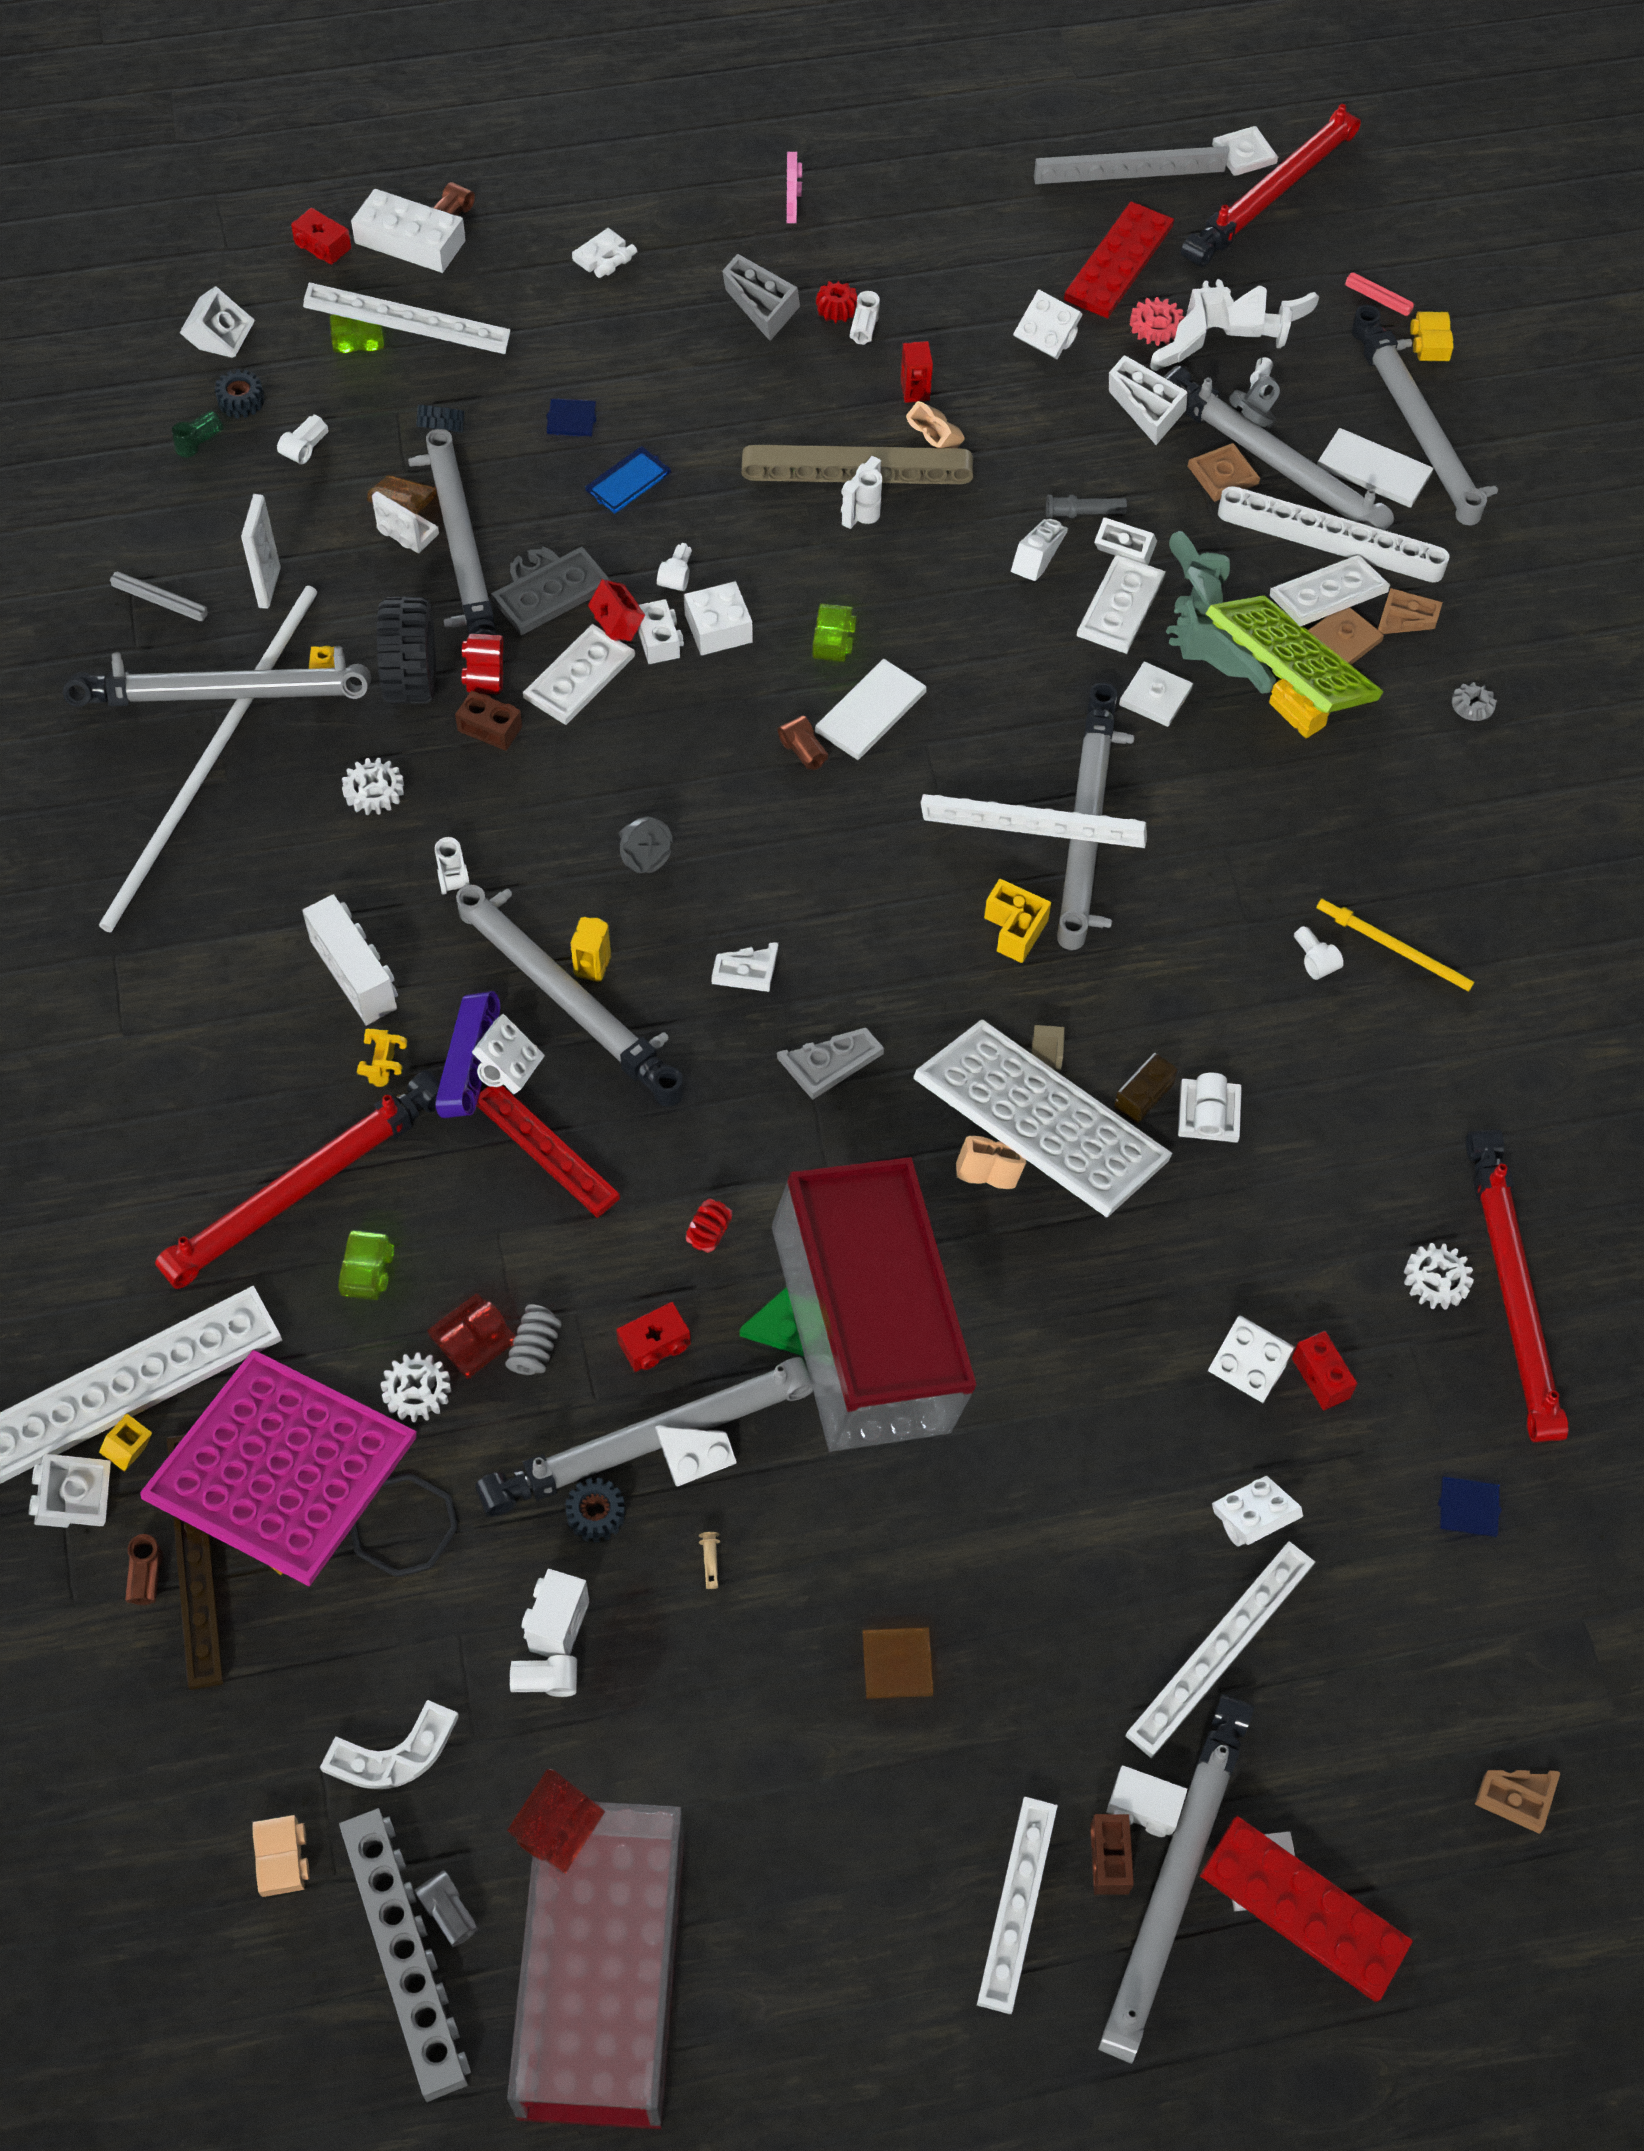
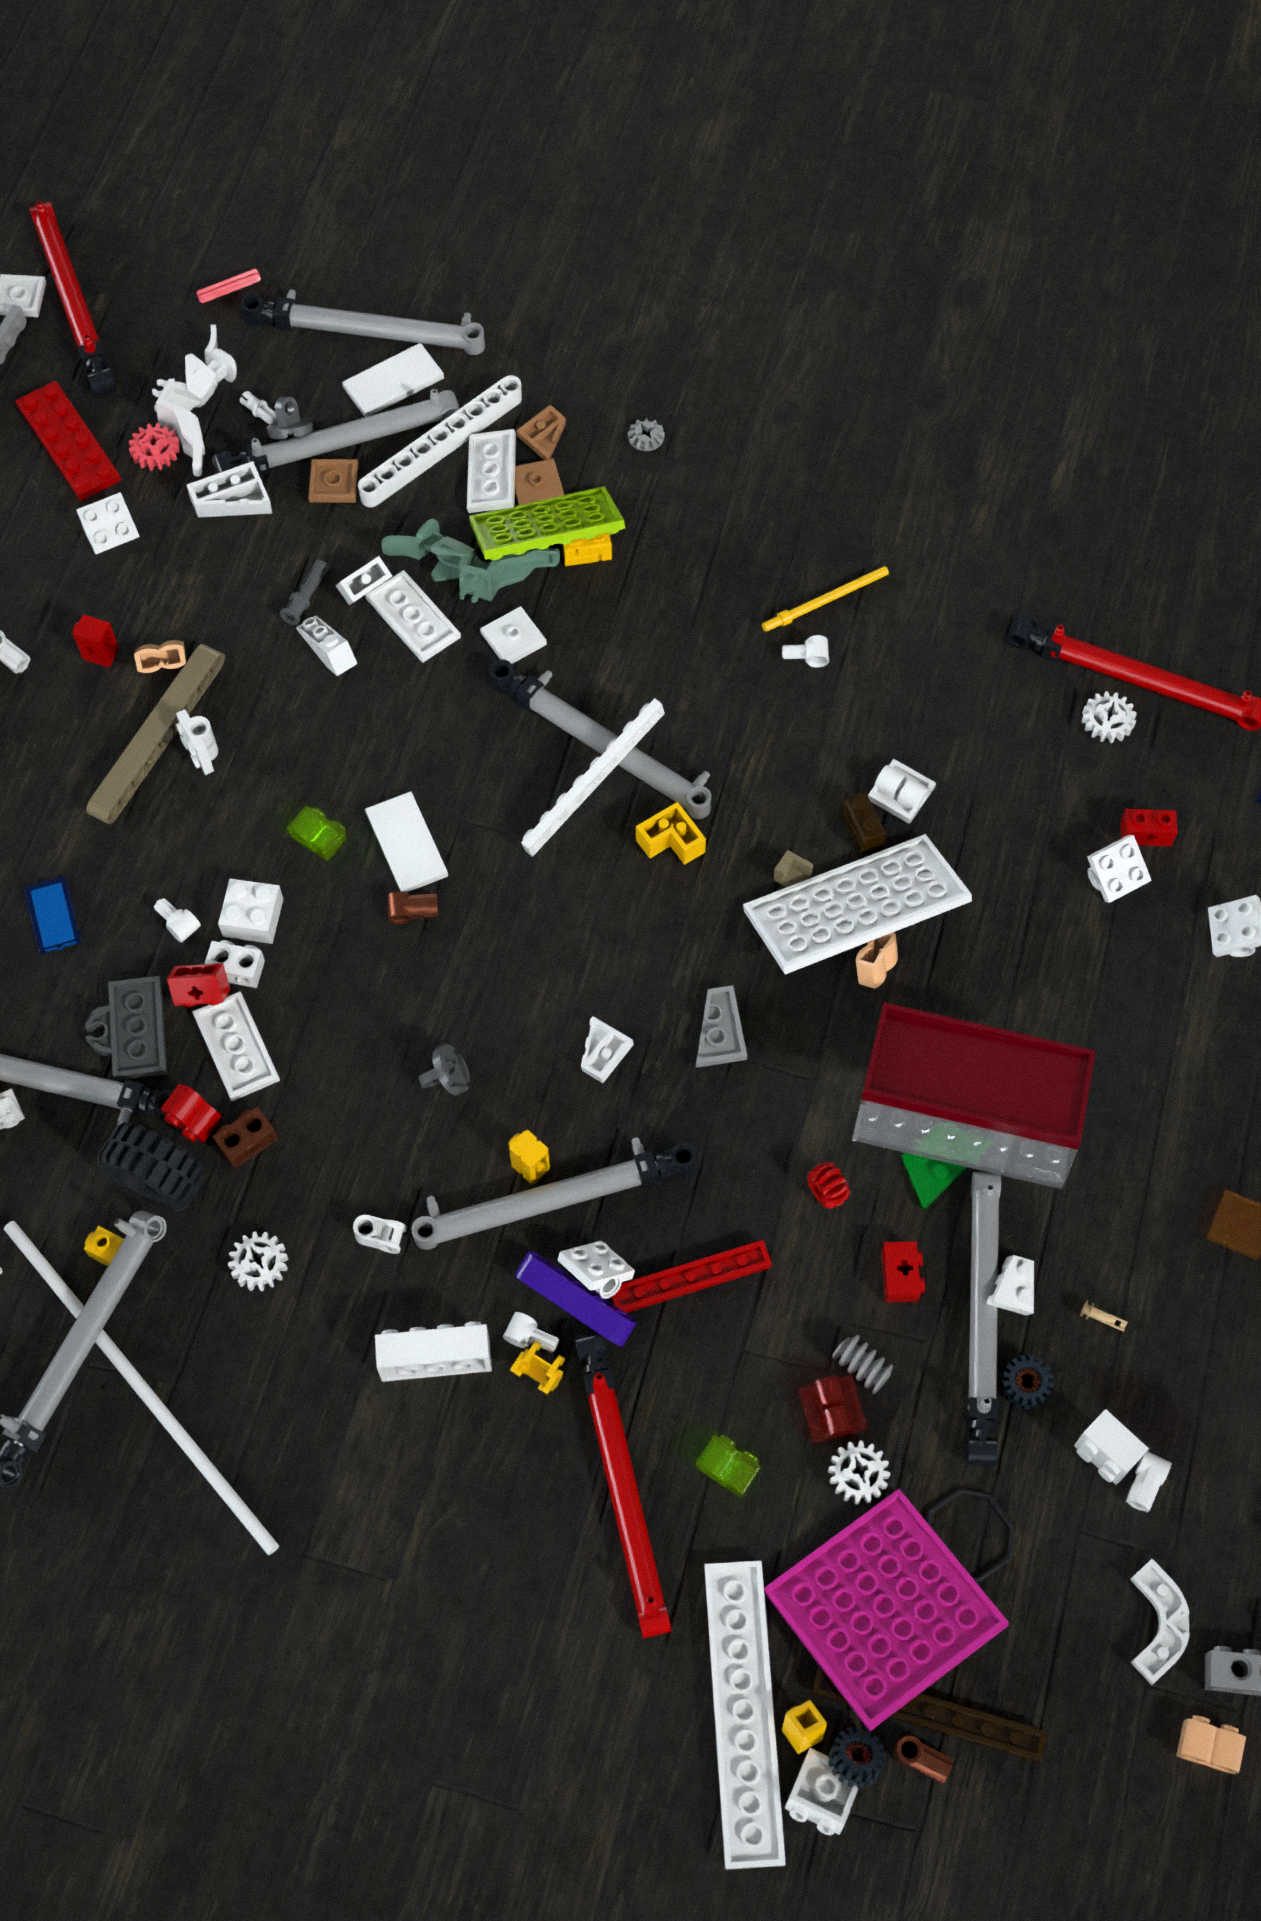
camera: 60 degrees left, 5 degrees up
(106, 1491) = (871, 1757): none -> black bush
(417, 1030) = (523, 1332): none -> white axle
(1432, 336) = (296, 273): yellow brick -> none

